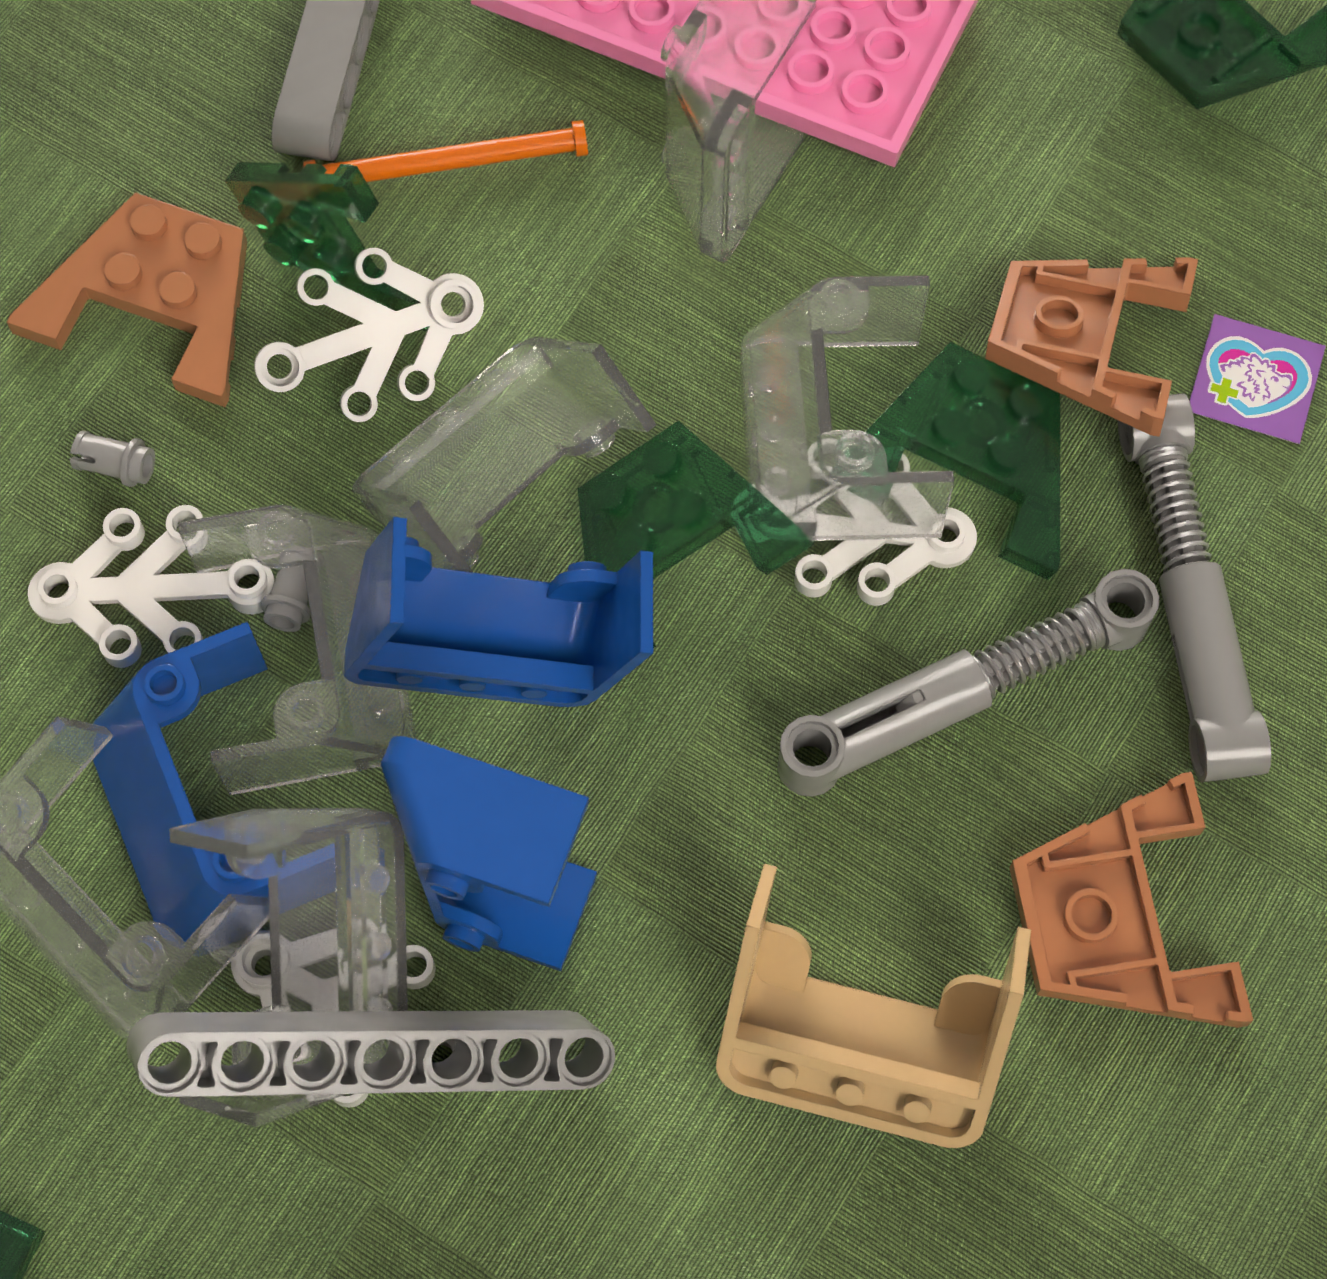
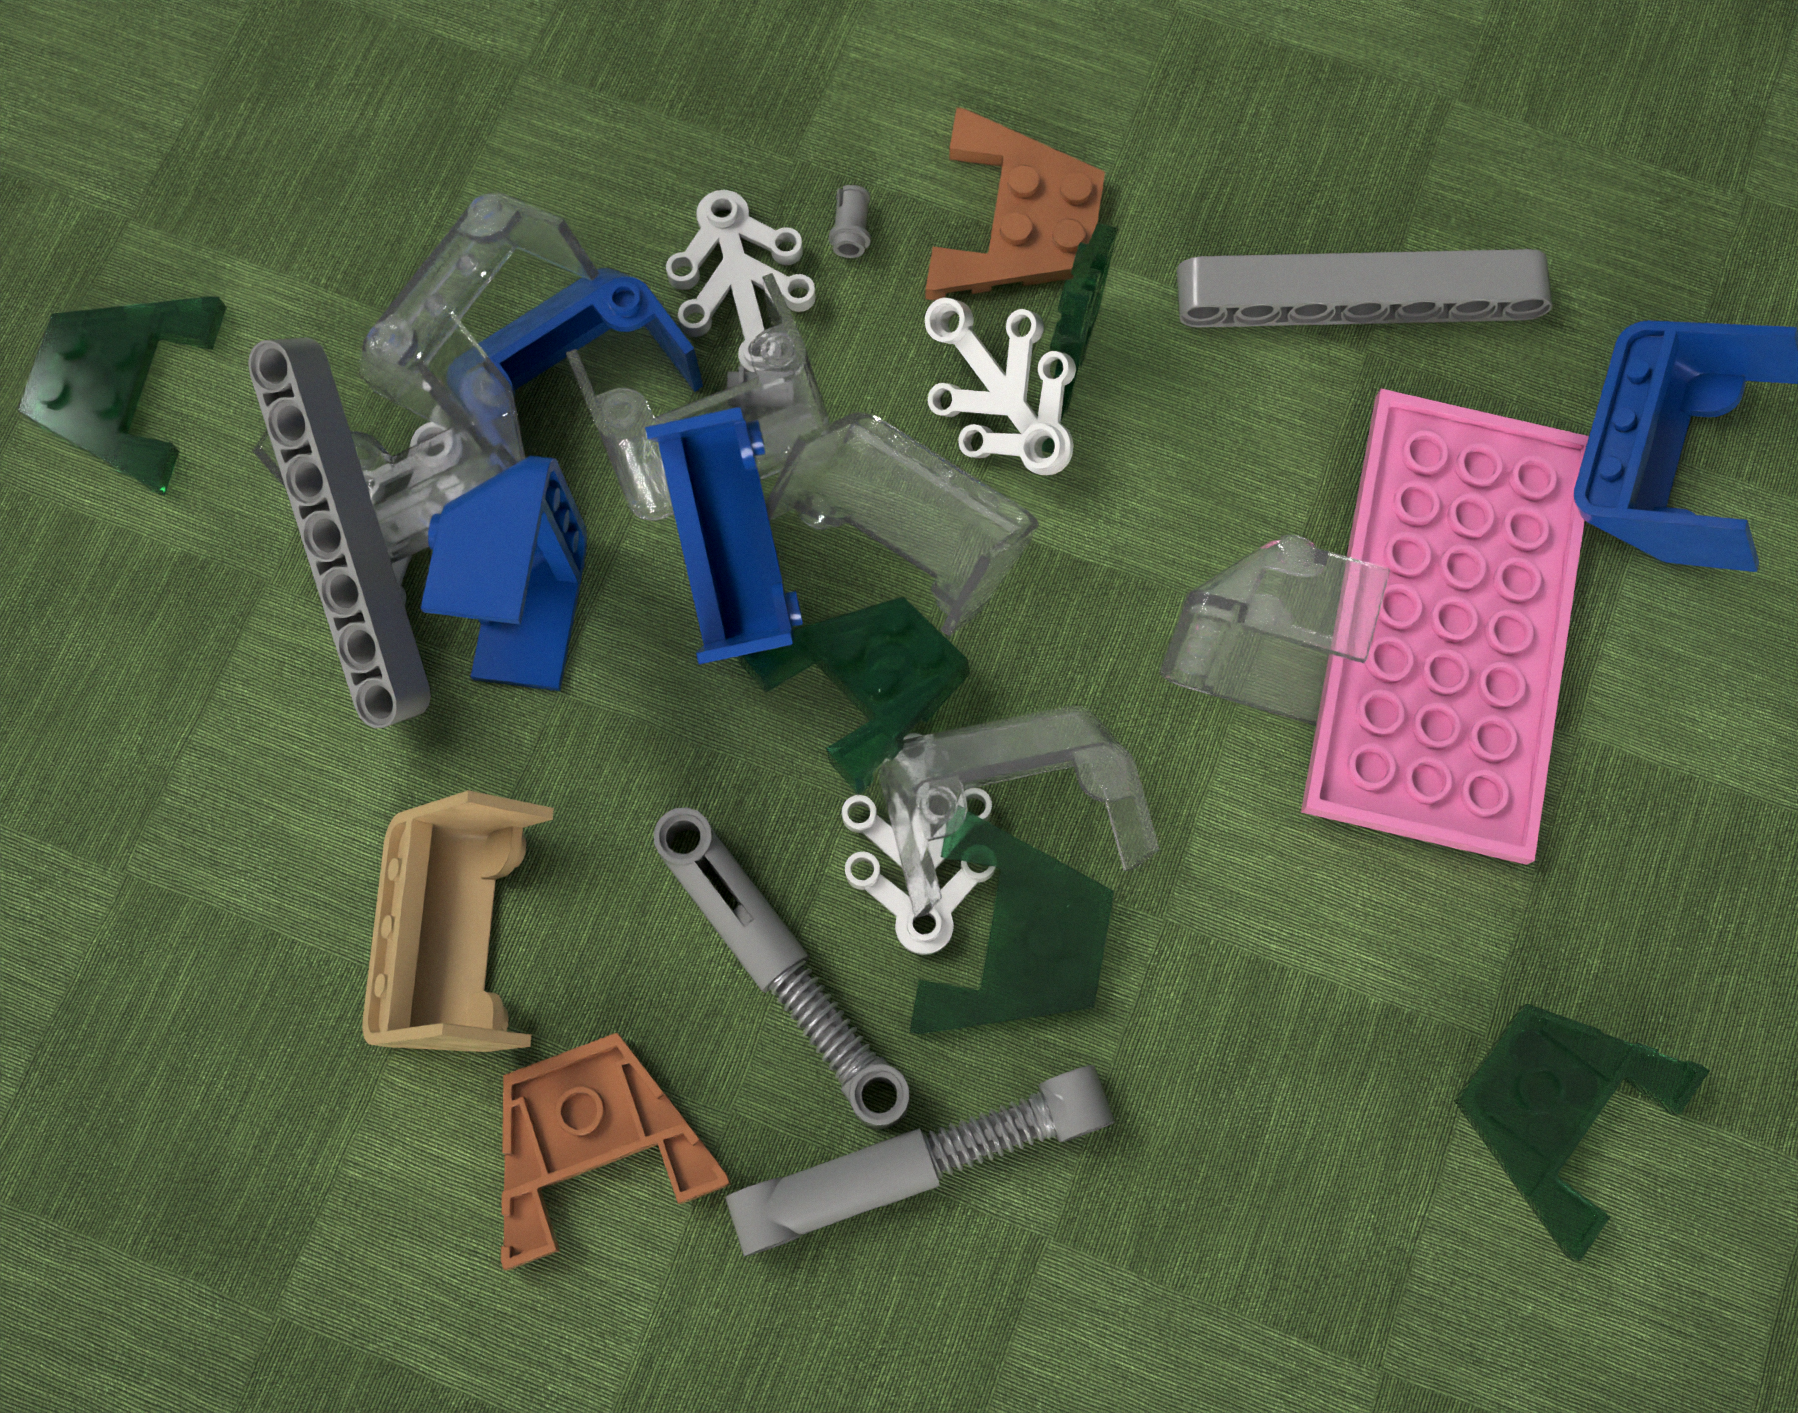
camera: 80 degrees right, 5 degrees up
(469, 154) = (1160, 313): orange bar -> none
(1061, 326) = (1169, 996): nougat wing -> none
(1256, 378) = (1165, 1201): sticker -> none

